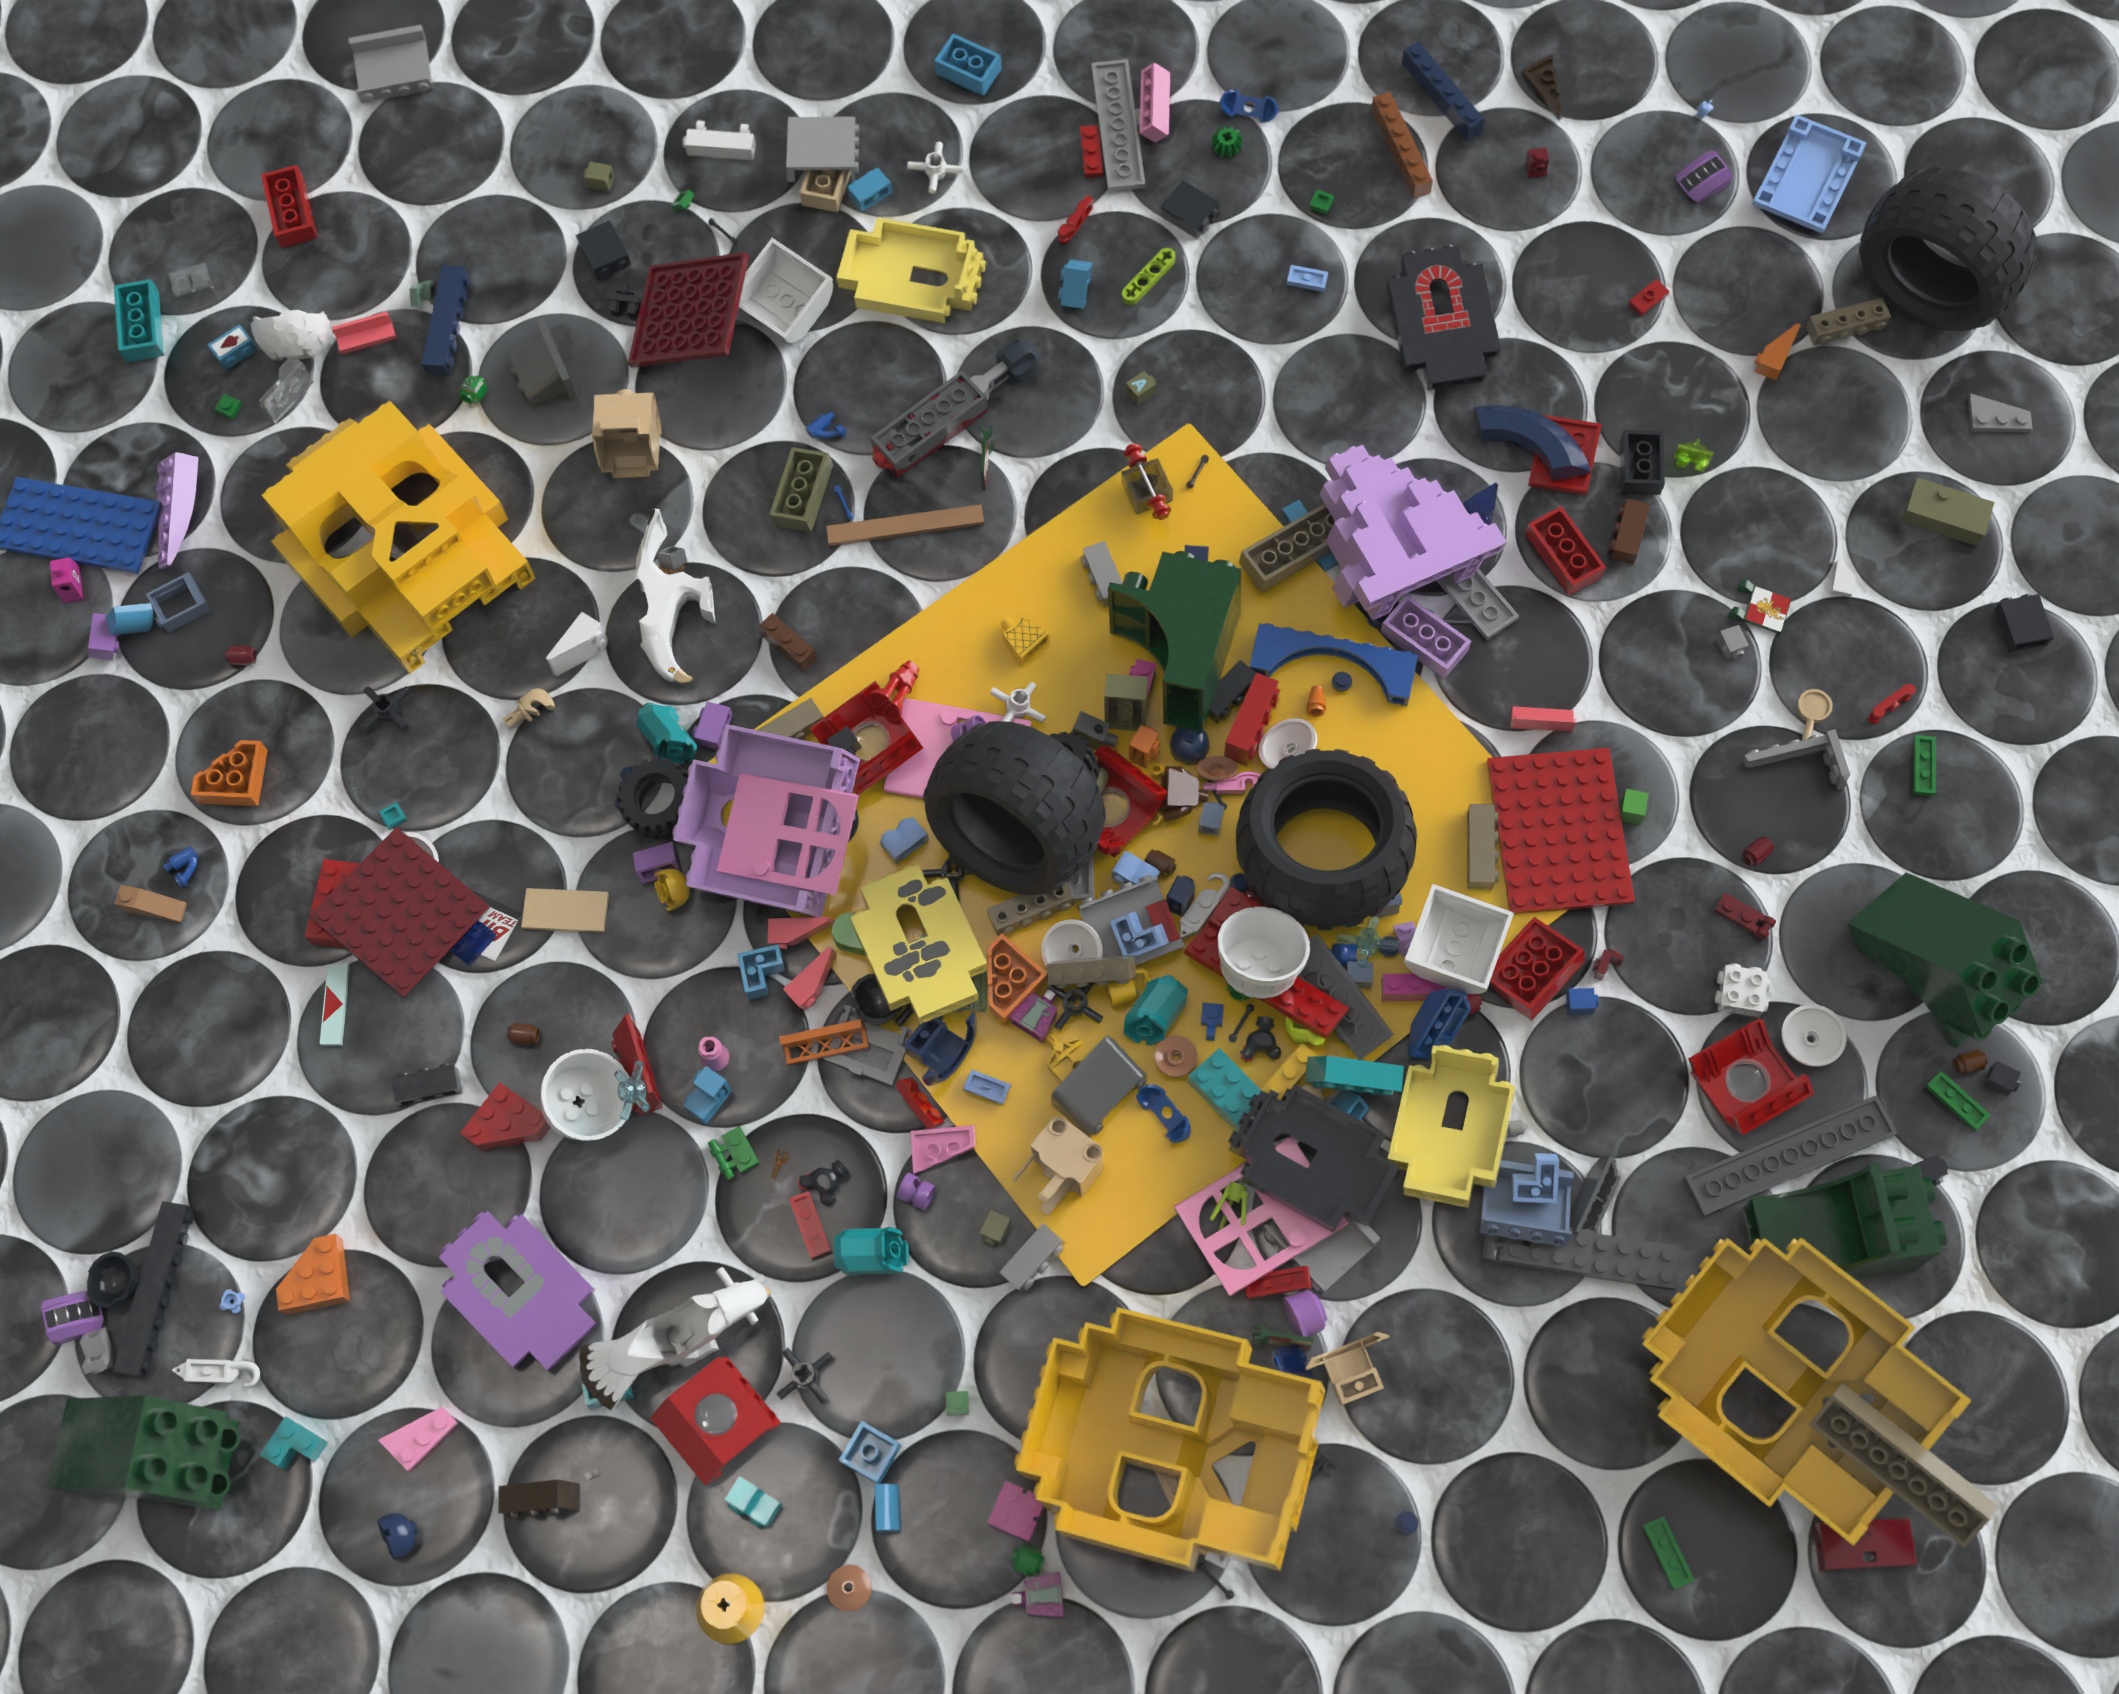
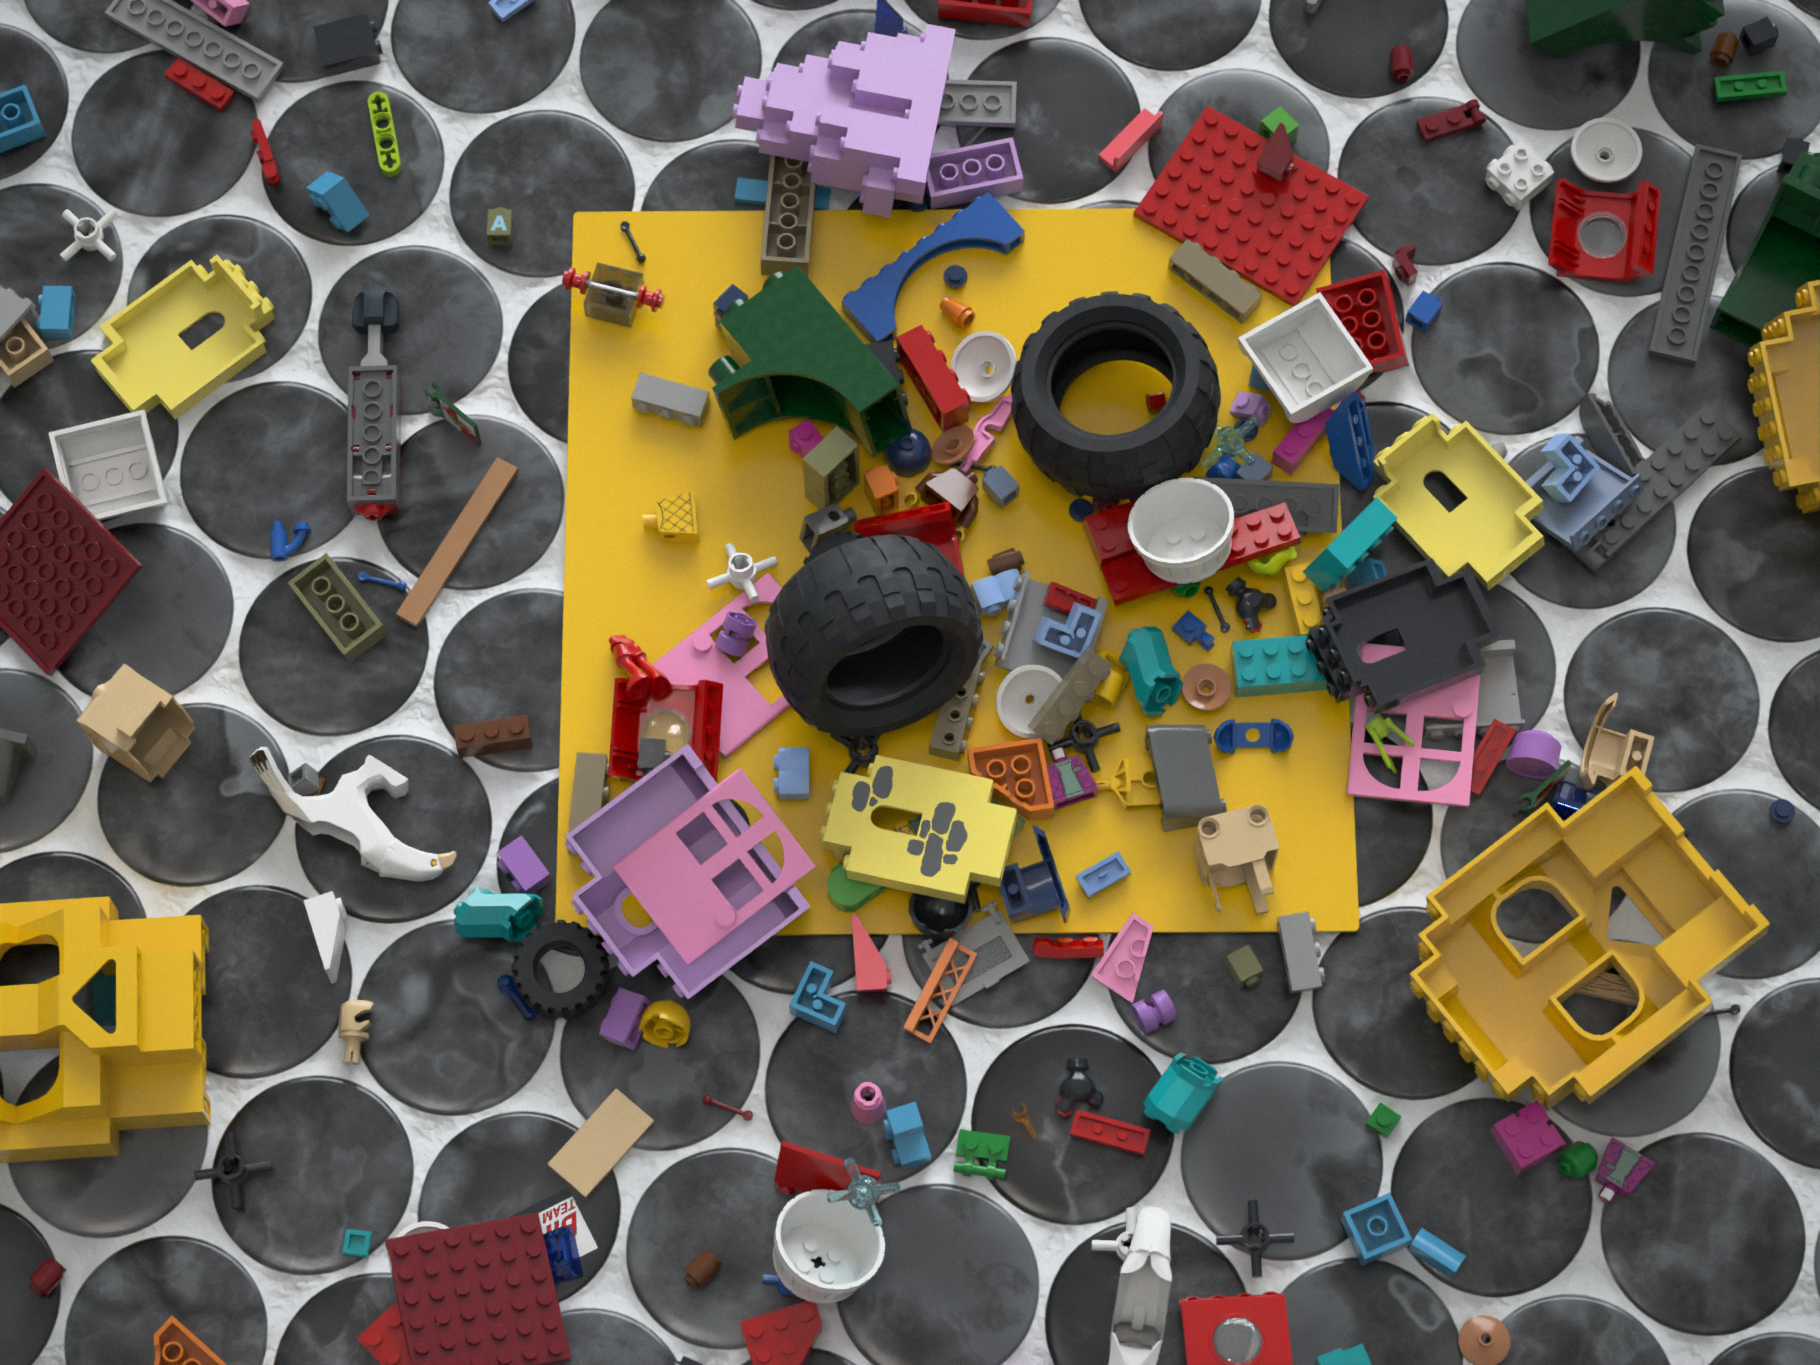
camera: 55 degrees left, 0 degrees up
(651, 985) = (747, 1115): none -> dark red hinge
(795, 930) = (802, 942): coral slope -> none
(1180, 895) = (1056, 565): dark blue brick -> none
(1203, 907) = (1079, 558): white plate -> none
(1608, 816) = (1277, 156): none -> dark red slope

